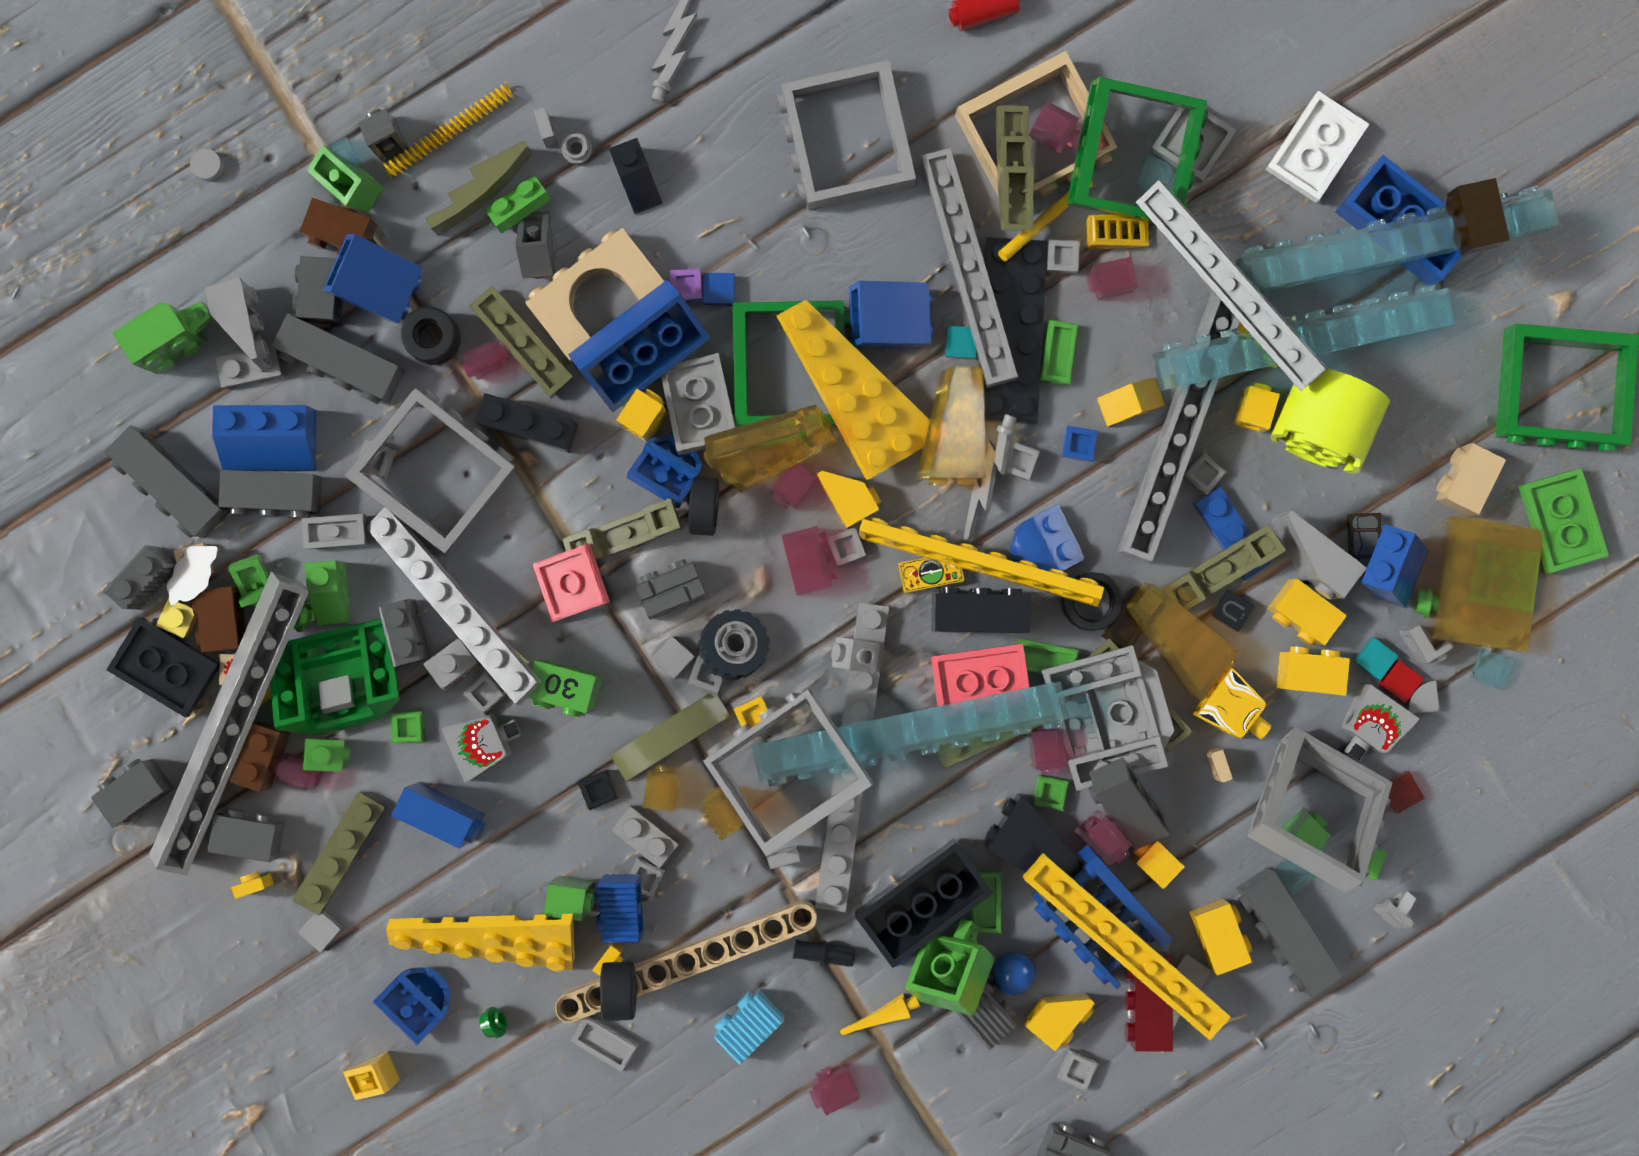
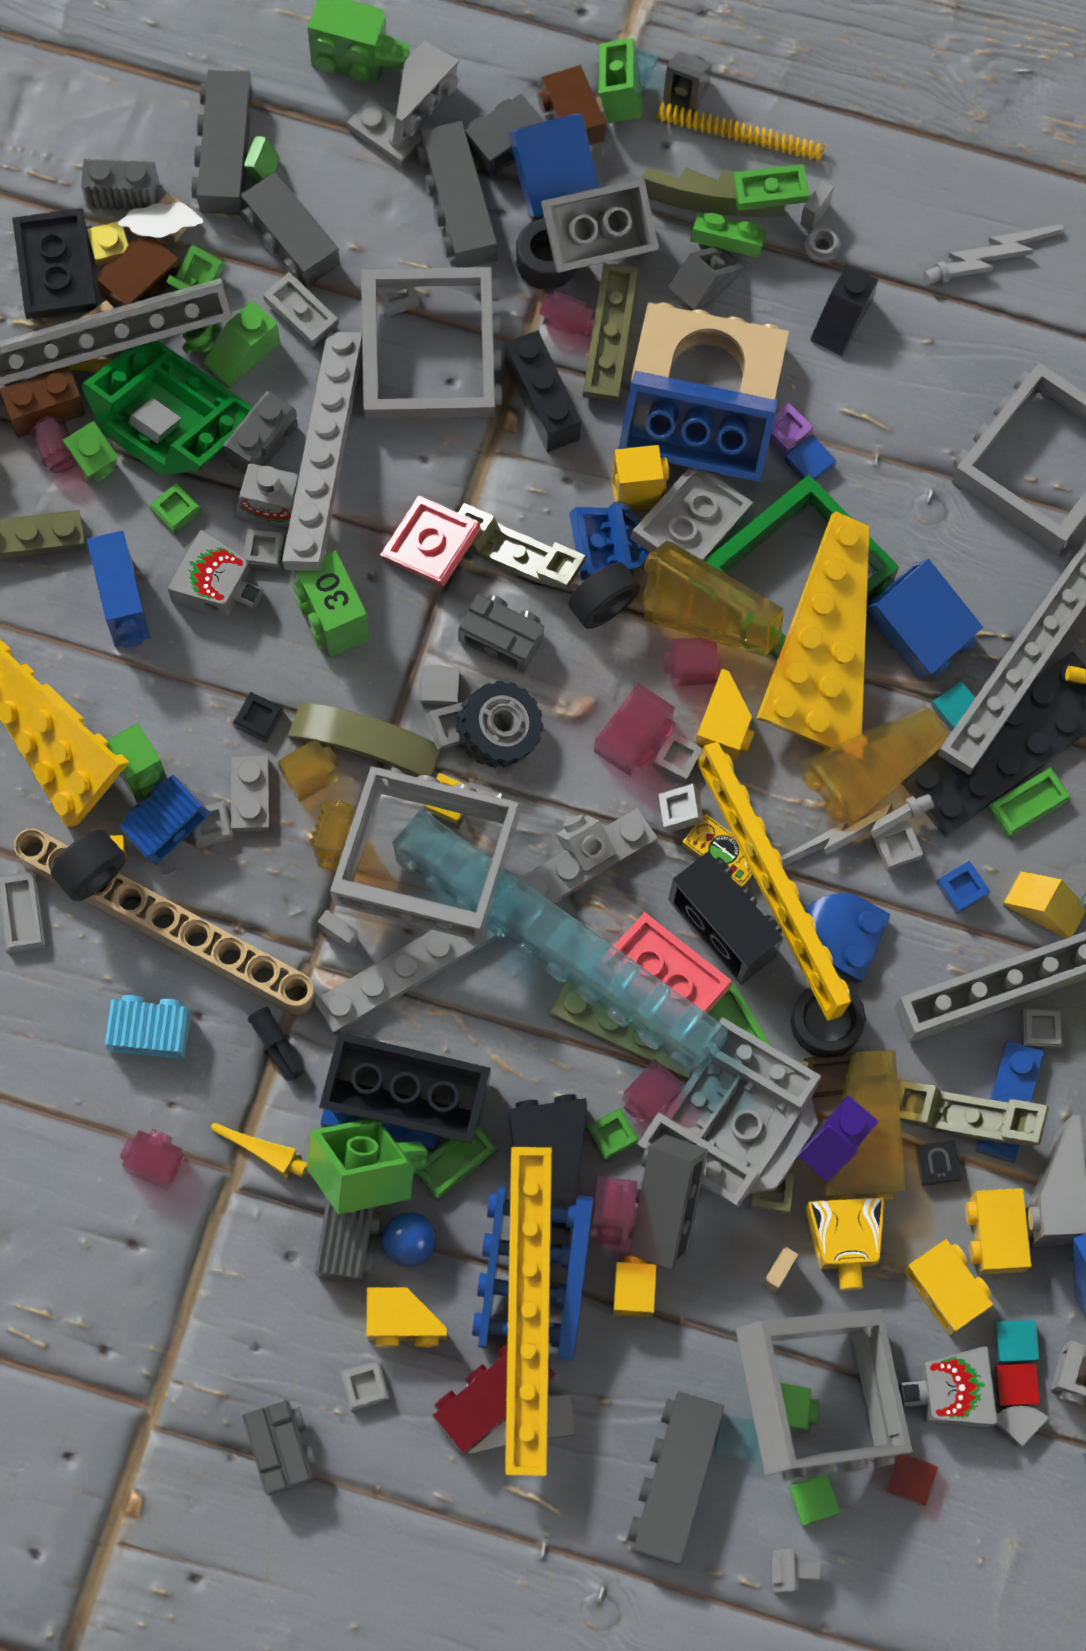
camera: 45 degrees right, 15 degrees down
(202, 469) = (261, 159): none -> bright green tile
(265, 437) = (337, 188): blue slope -> none
(444, 288) = (600, 225): none -> light grey slope
(512, 150) = (770, 187): none -> bright green plate
(882, 575) = (681, 808): none -> plate
(1177, 667) = (838, 1139): none -> dark purple slope
(1221, 937) = (615, 1413): yellow brick -> none

